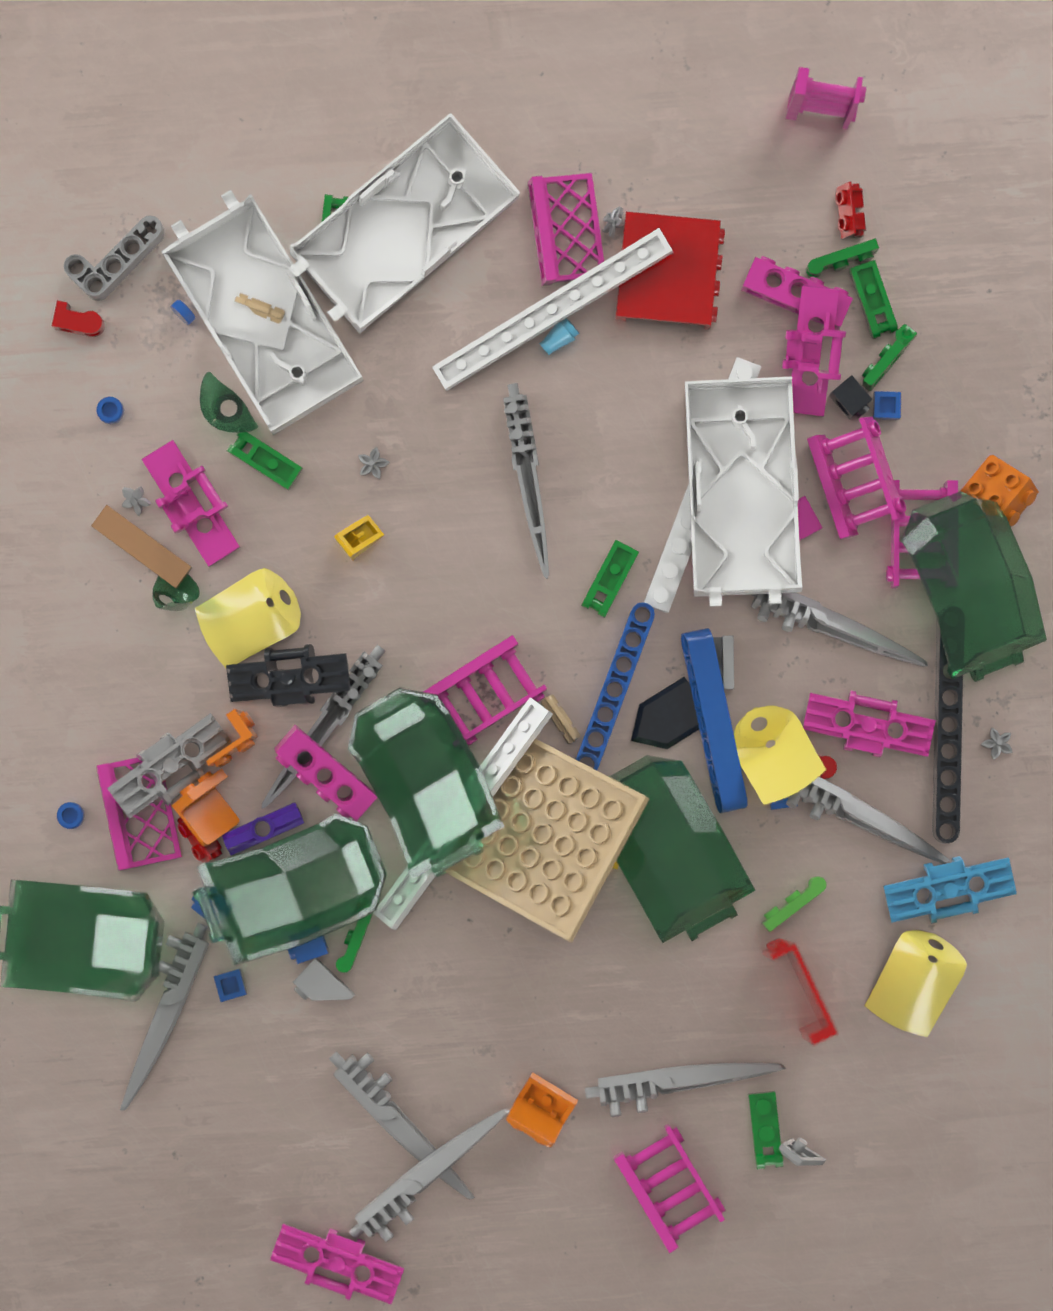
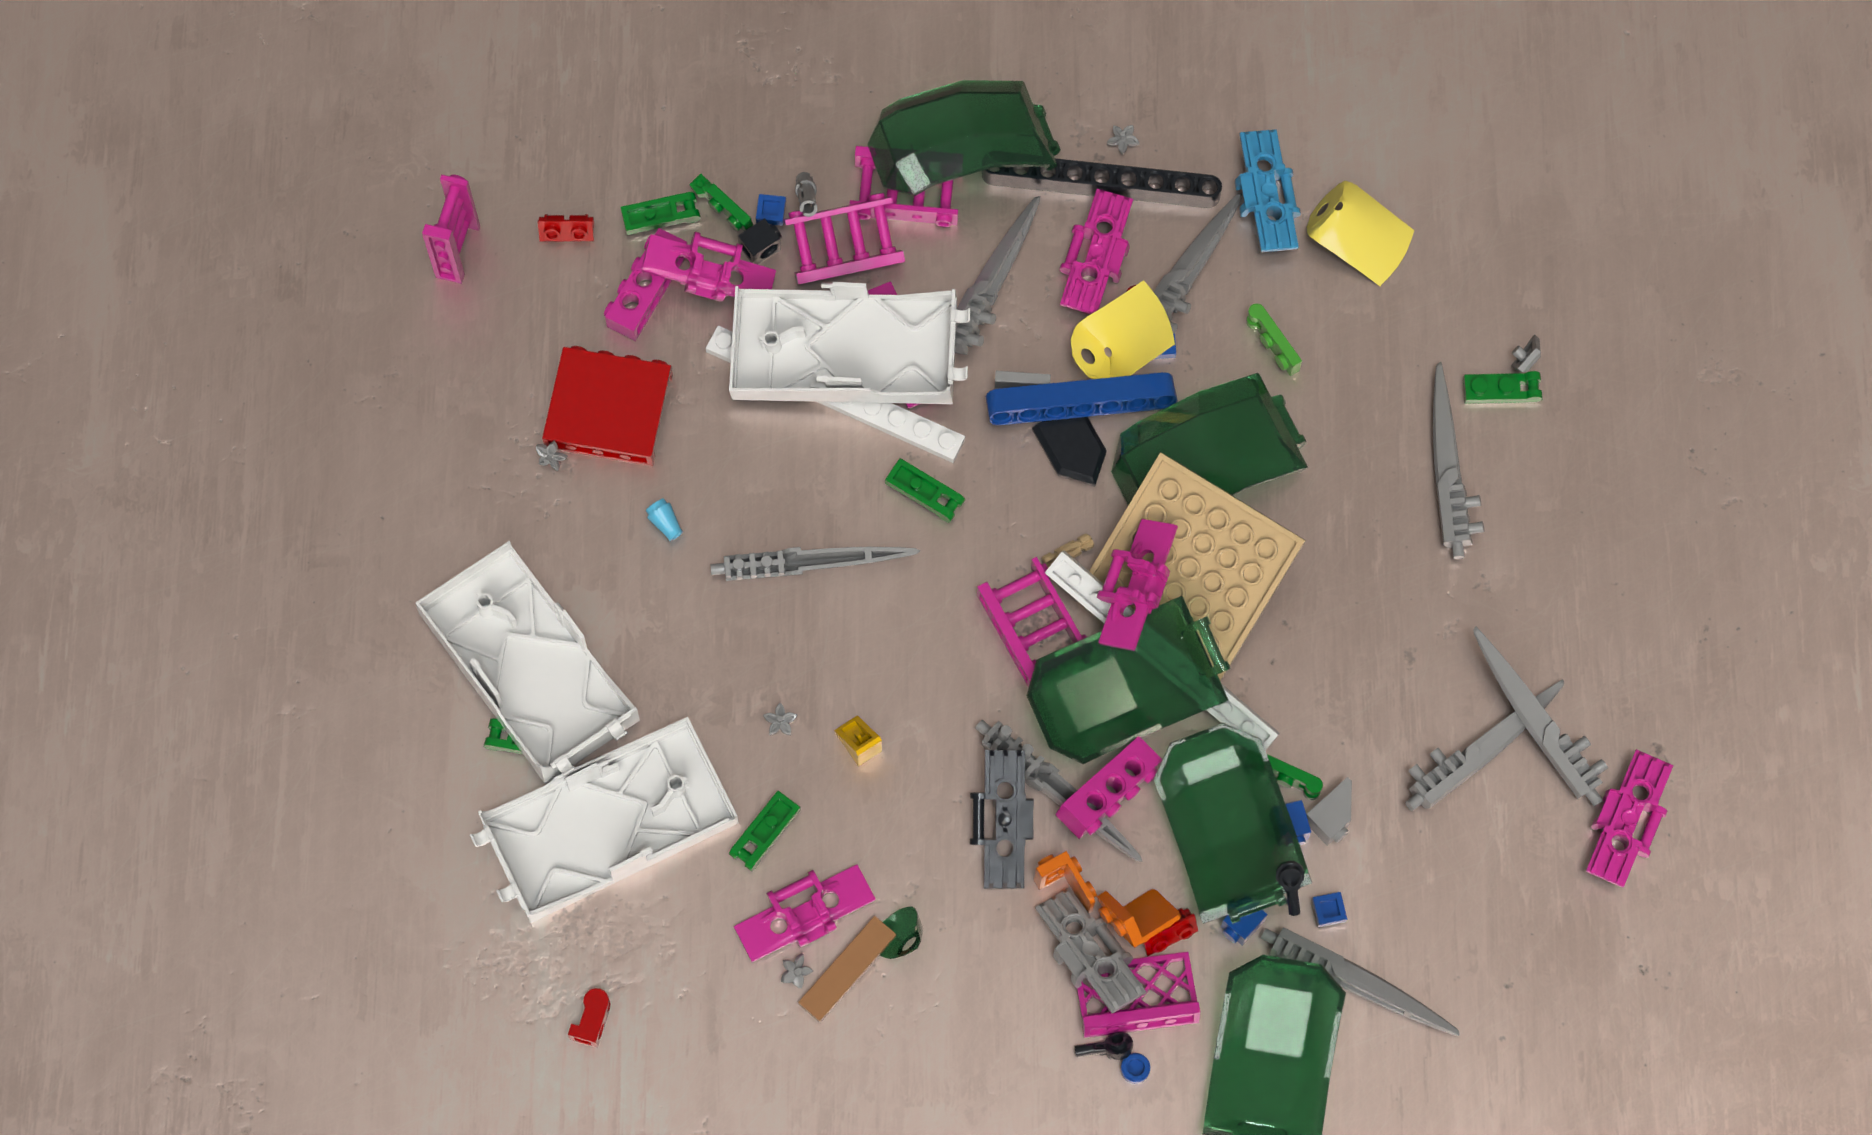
camera: 85 degrees left, 15 degrees down
(87, 797) = (1116, 1046): none -> black plate
(110, 410) = (693, 992): blue tile -> none
(117, 254) = (524, 966): light grey beam -> none
(183, 312) = (595, 904): blue tile -> none
(212, 395) = (721, 856): clear green piece -> none
(234, 944) = (1290, 876): none -> black plate
(241, 622) = (935, 861): light yellow piece -> none
(247, 836) = (1156, 845): dark purple piece -> none
(261, 308) = (599, 822): tan axle -> none
(513, 791) = (1144, 586): none -> dark pink piece
(541, 1110) = (1474, 599): orange bracket -> none
(544, 225) = (547, 525): dark pink fence -> none
(553, 309) = (638, 519): white plate -> none
(616, 676) = (1031, 484): blue beam -> none
(643, 1187) = (1558, 509): dark pink fence -> none
(823, 1027) = (1388, 311): red panel -> none
(841, 258) = (616, 239): green plate -> none
(905, 436) = (806, 194): none -> light grey pin
(1004, 485) = (861, 109): orange bracket -> none

